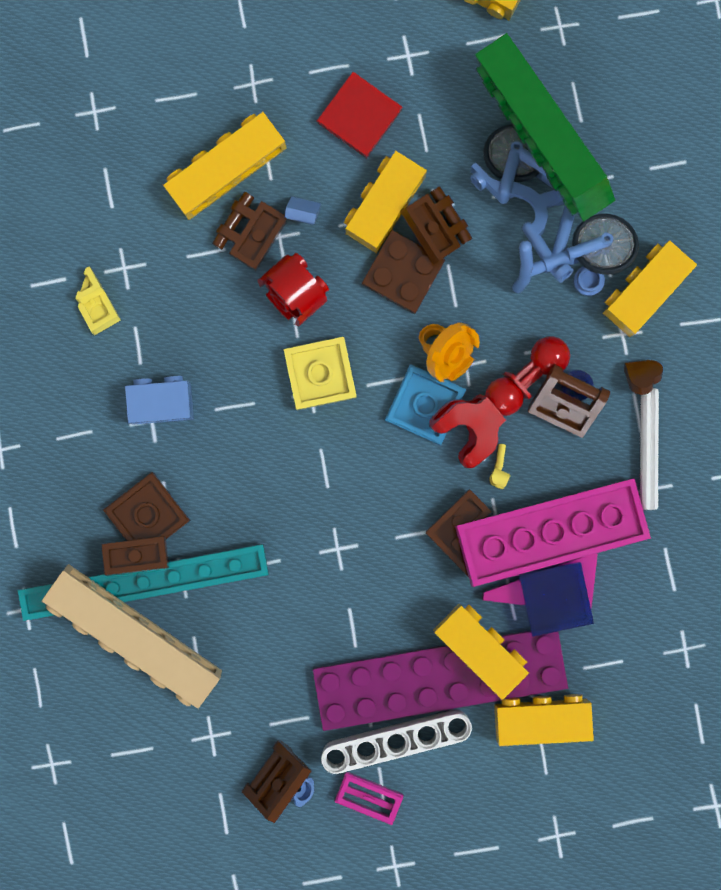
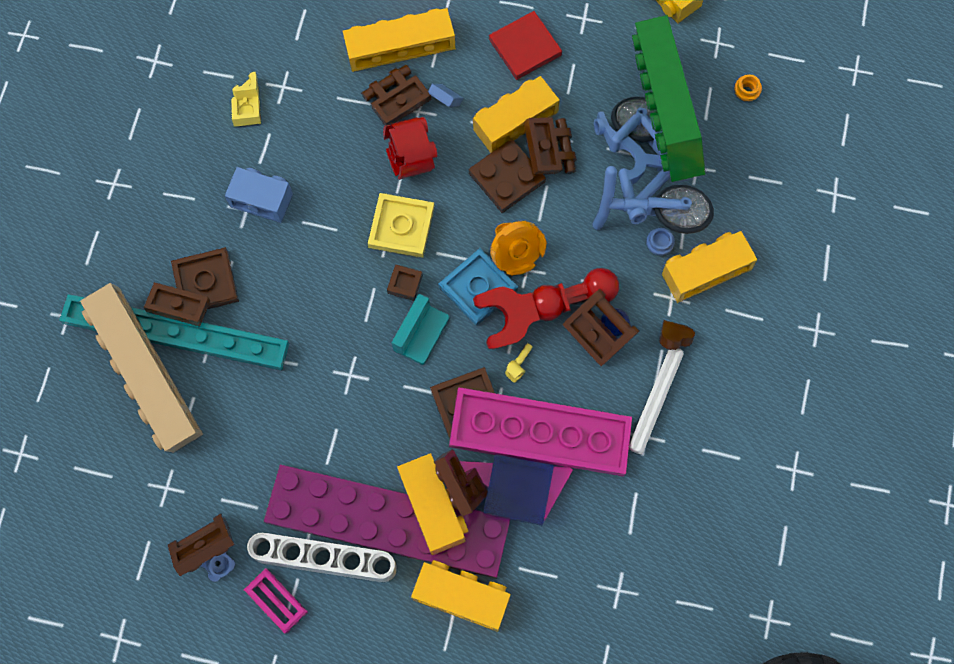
camera: 25 degrees right, 15 degrees down
(351, 433) = (404, 282): none -> reddish brown plate
(389, 476) = (420, 331): none -> teal panel
(503, 620) = (464, 488): none -> reddish brown plate
(613, 60) = (748, 81): none -> light orange plate

